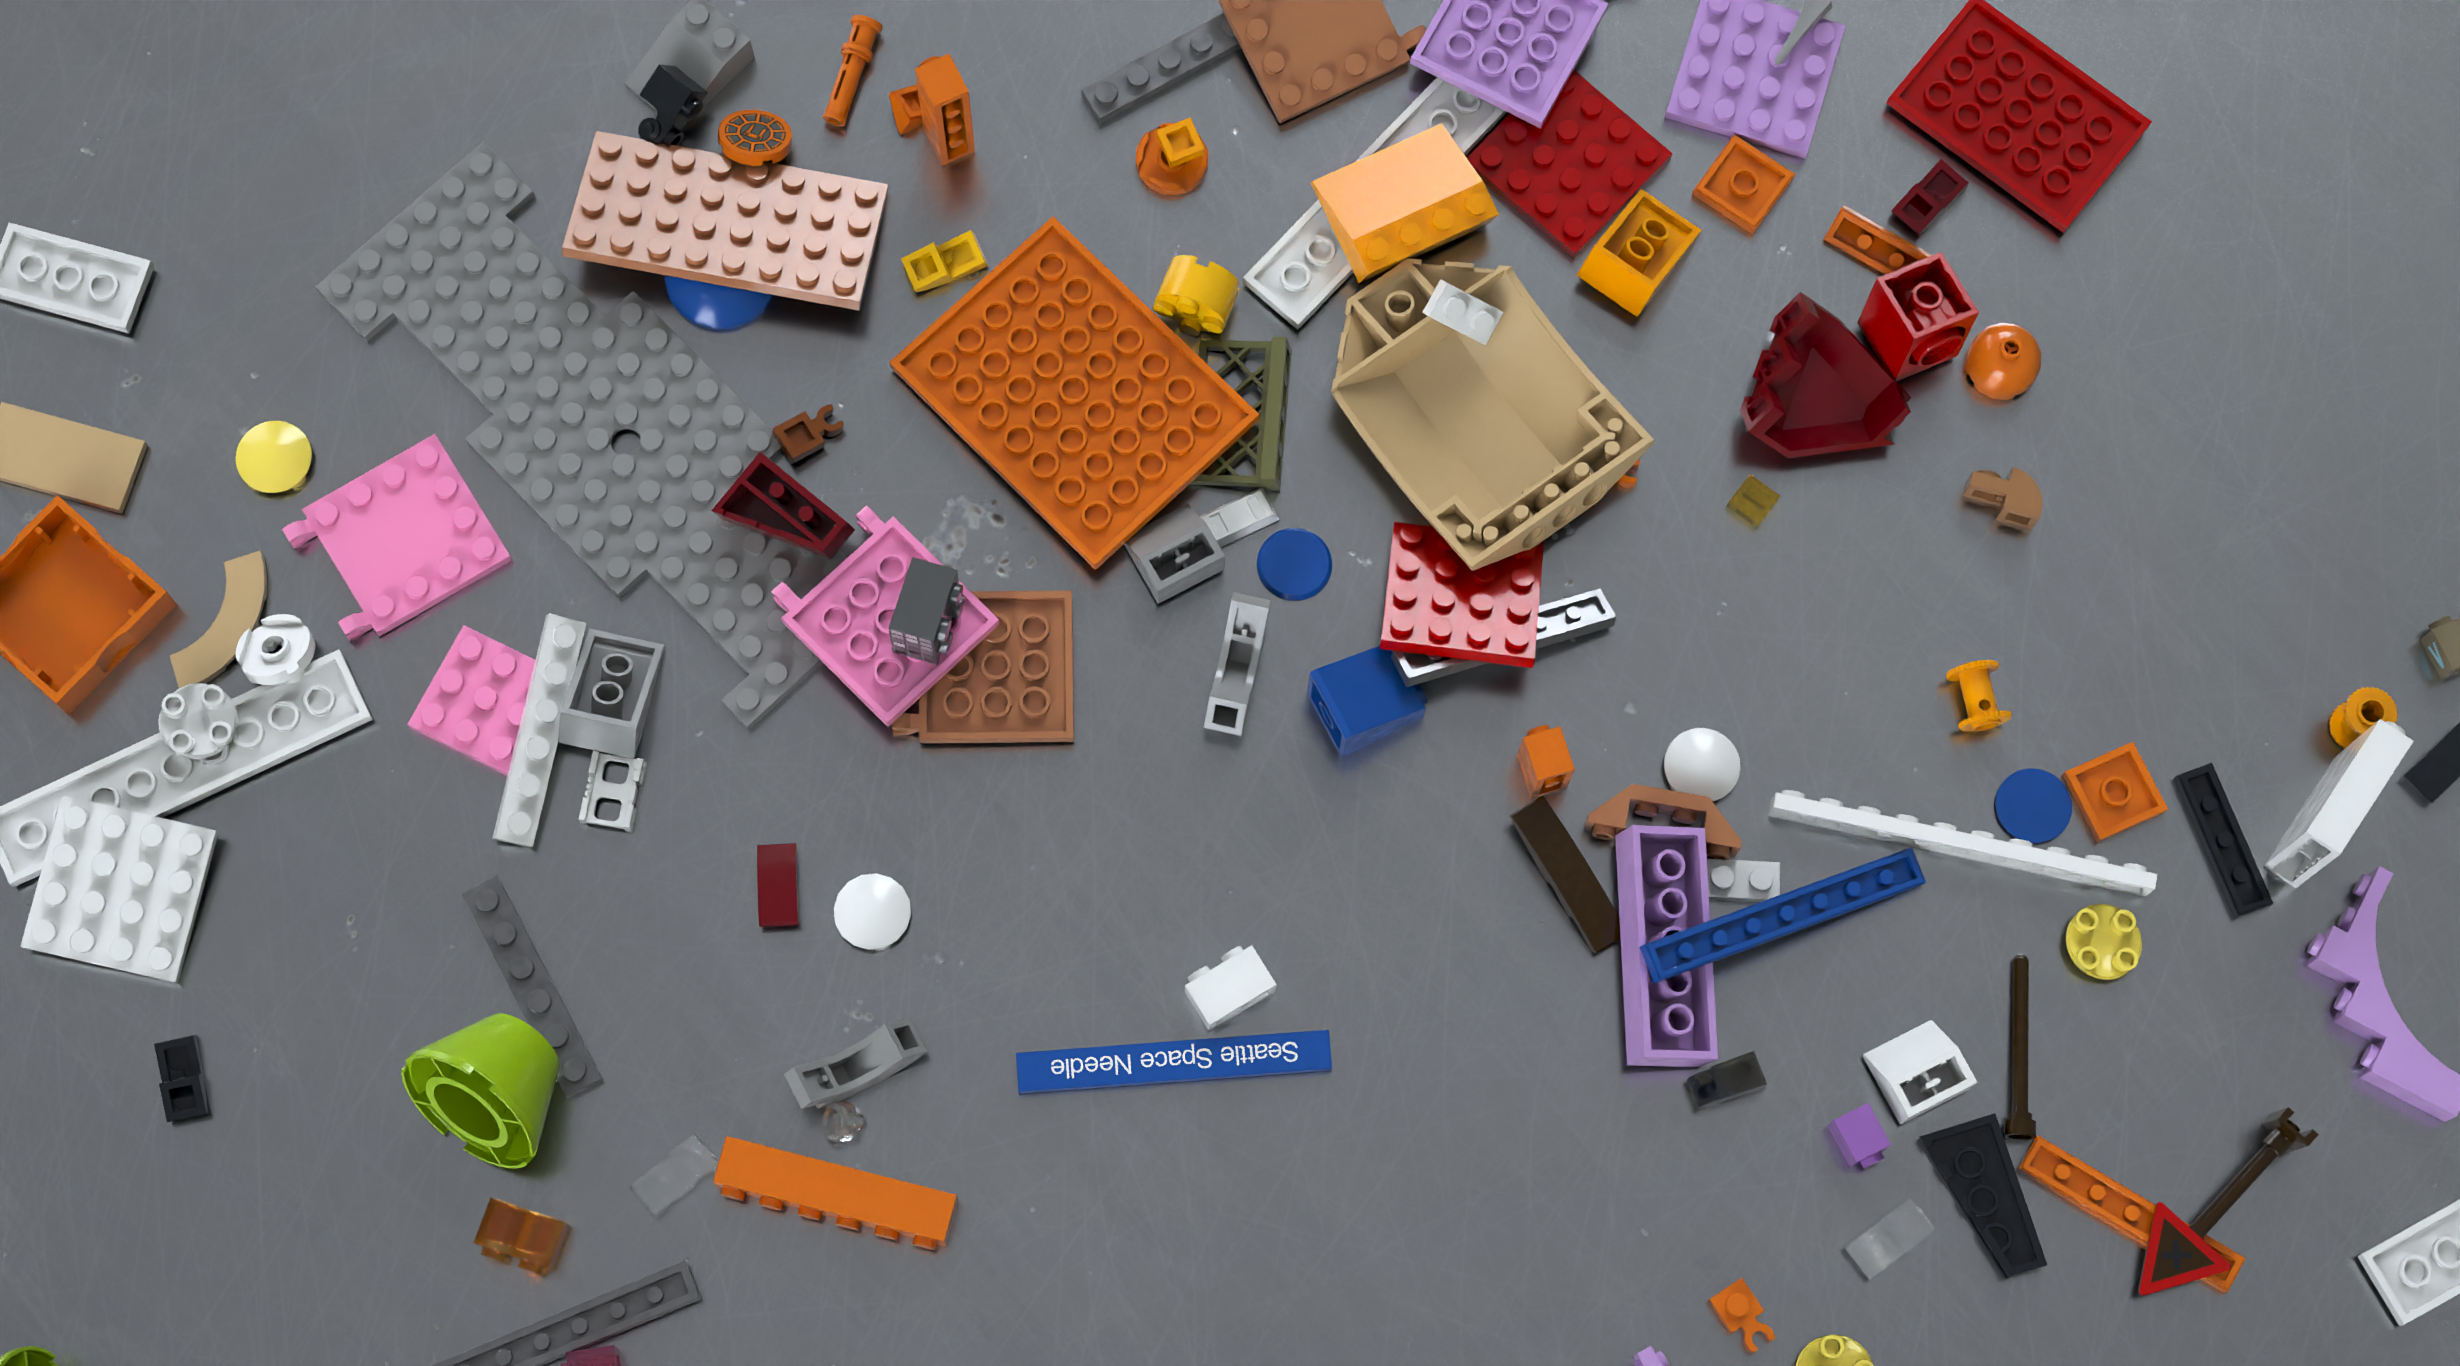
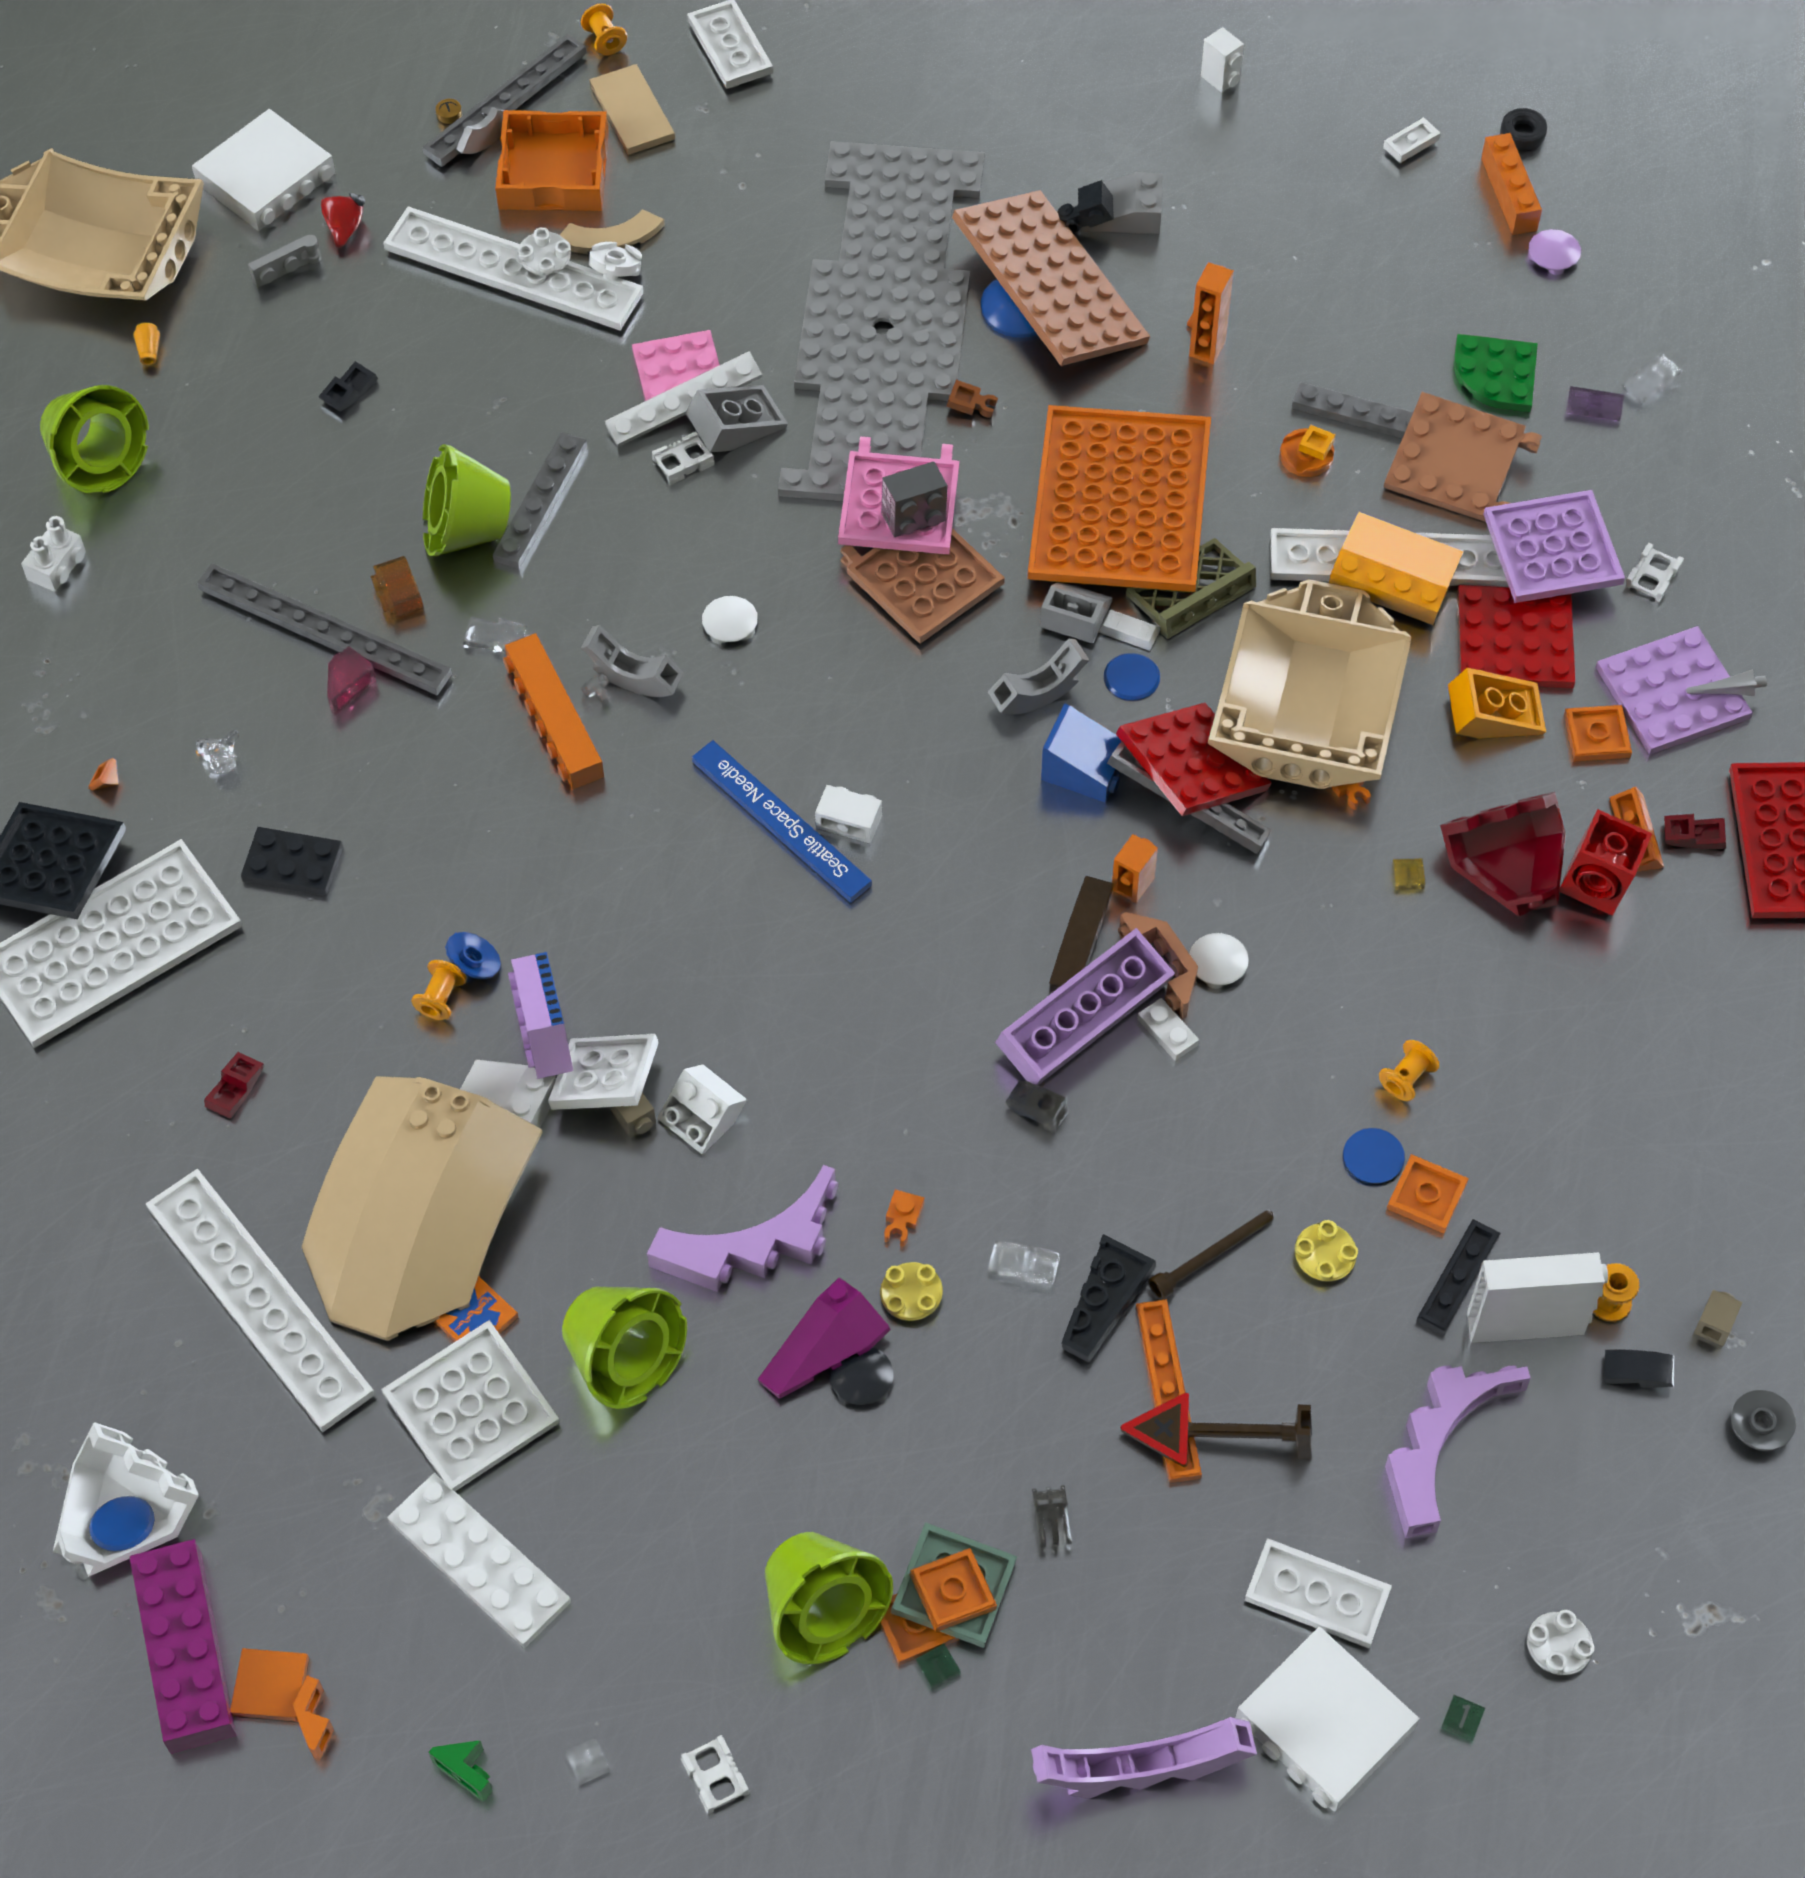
camera: 55 degrees right, 15 degrees down
(119, 889) = (424, 288): white plate -> none
(274, 457) = (721, 191): light yellow dish -> none
(402, 537) = (731, 273): bright pink plate -> none
(754, 137) = (1112, 258): orange tile -> none
(777, 885) = (699, 565): dark red slope -> none
(783, 509) = (912, 407): dark red wedge -> none
(855, 55) = (1191, 277): orange pin -> none
(944, 263) = (1129, 392): yellow slope -> none
(1196, 295) = (1234, 510): yellow brick -> none
(1462, 312) = (1358, 633): white plate -> none
(1782, 915) = (1165, 1055): blue tile -> none
(1860, 1137) = (1071, 1198): medium lavender brick -> none
(1919, 1071) = (1140, 1204): white slope -> none
(1976, 846) = (1314, 1137): white plate -> none
(2003, 361) = (1635, 940): orange cylinder -> none
(2015, 495) = (1552, 1001): medium nougat brick -> none

